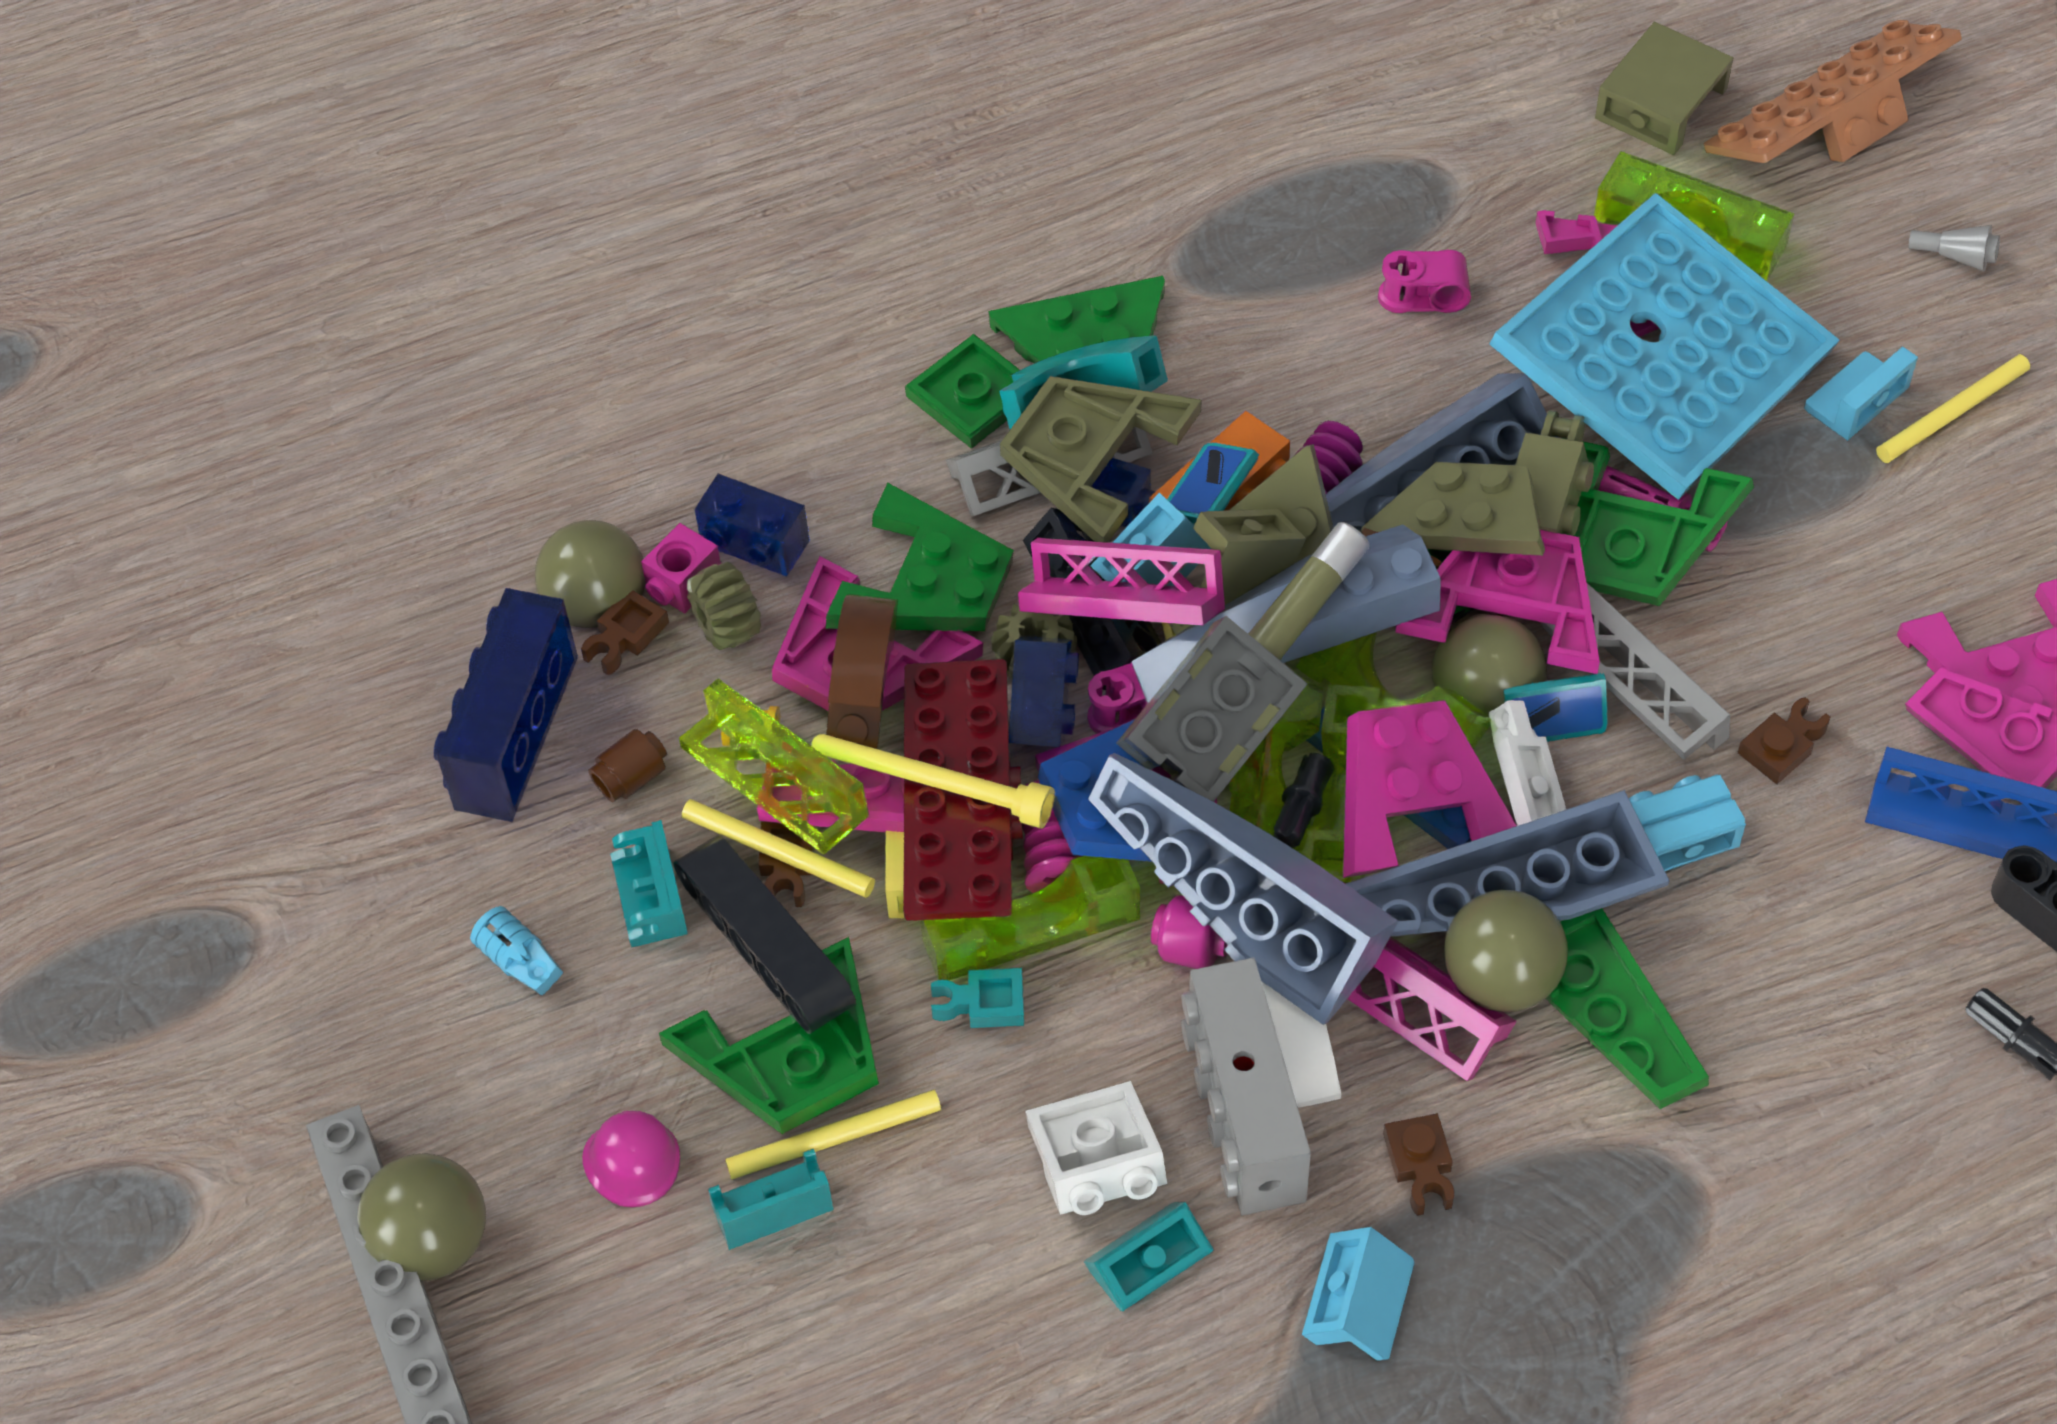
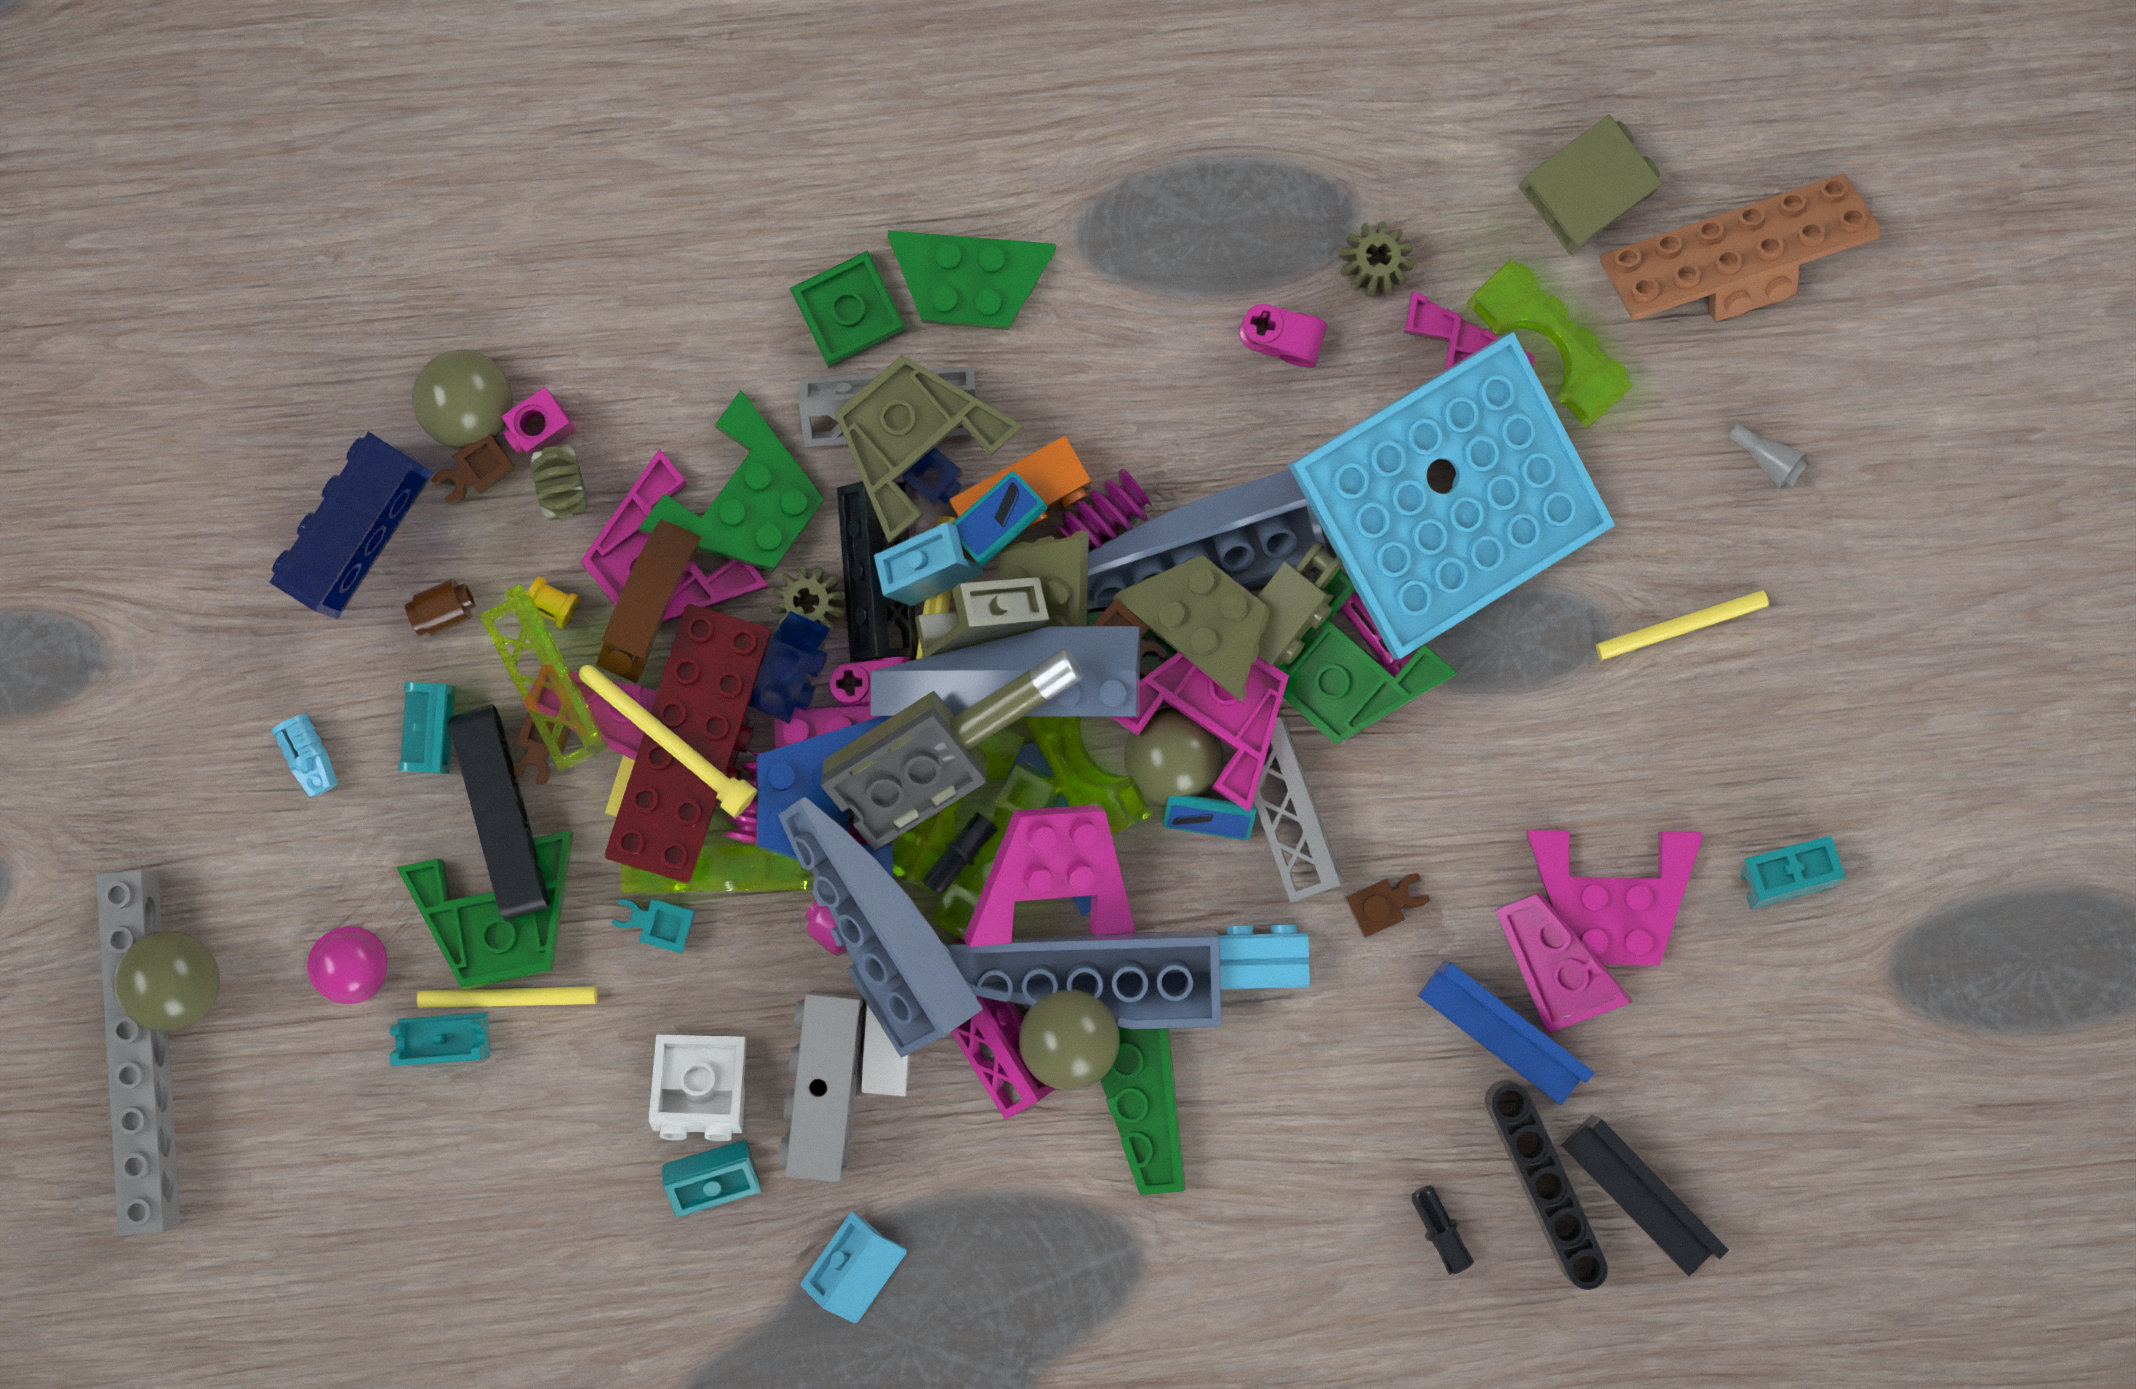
camera: 15 degrees right, 30 degrees up
(753, 524) = (610, 400): clear blue brick -> none
(778, 848) = (530, 735): light yellow bar -> none
(1119, 363) = (940, 341): teal arch -> none
(1122, 599) = (879, 611): dark pink fence -> none
(1421, 1155) = (944, 1166): reddish brown plate -> none
(1488, 198) = (1372, 244): none -> olive gear
(1525, 764) = (1158, 875): white hinge -> none
(1861, 391) = (1608, 579): medium azure panel -> none

